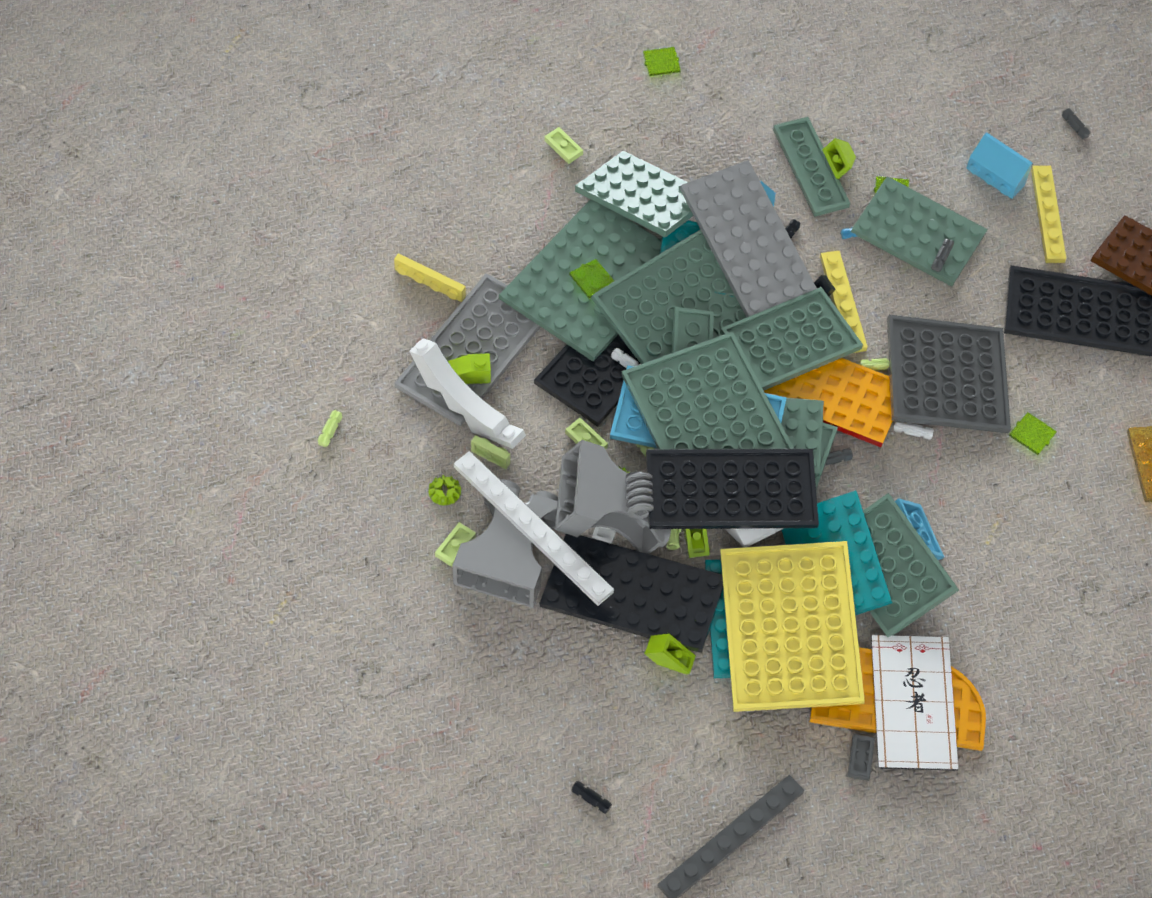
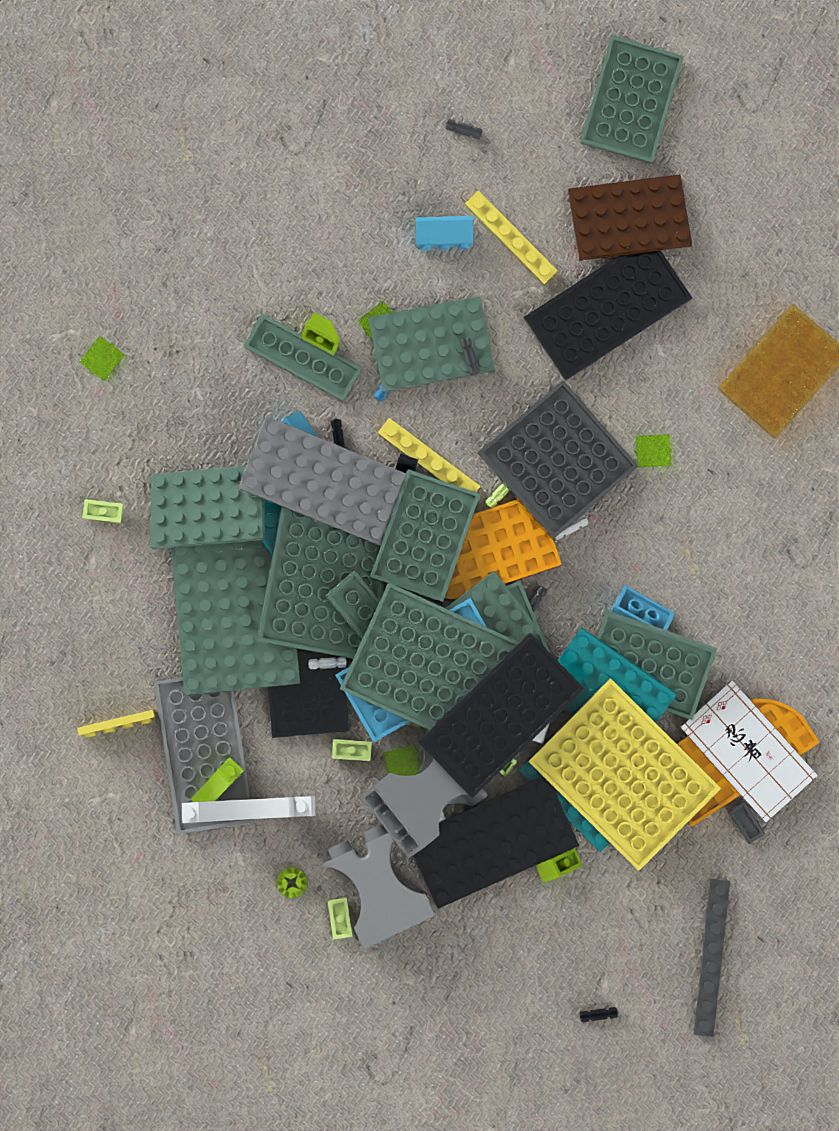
camera: 45 degrees left, 25 degrees up
(329, 428) = (166, 910): yellowish green axle -> none
(495, 454) = (288, 825): yellowish green plate -> none
(534, 528) = (391, 871): white plate -> none
(591, 277) = (239, 618): clear neon green piece -> none
(639, 494) = (446, 783): light grey piece -> none

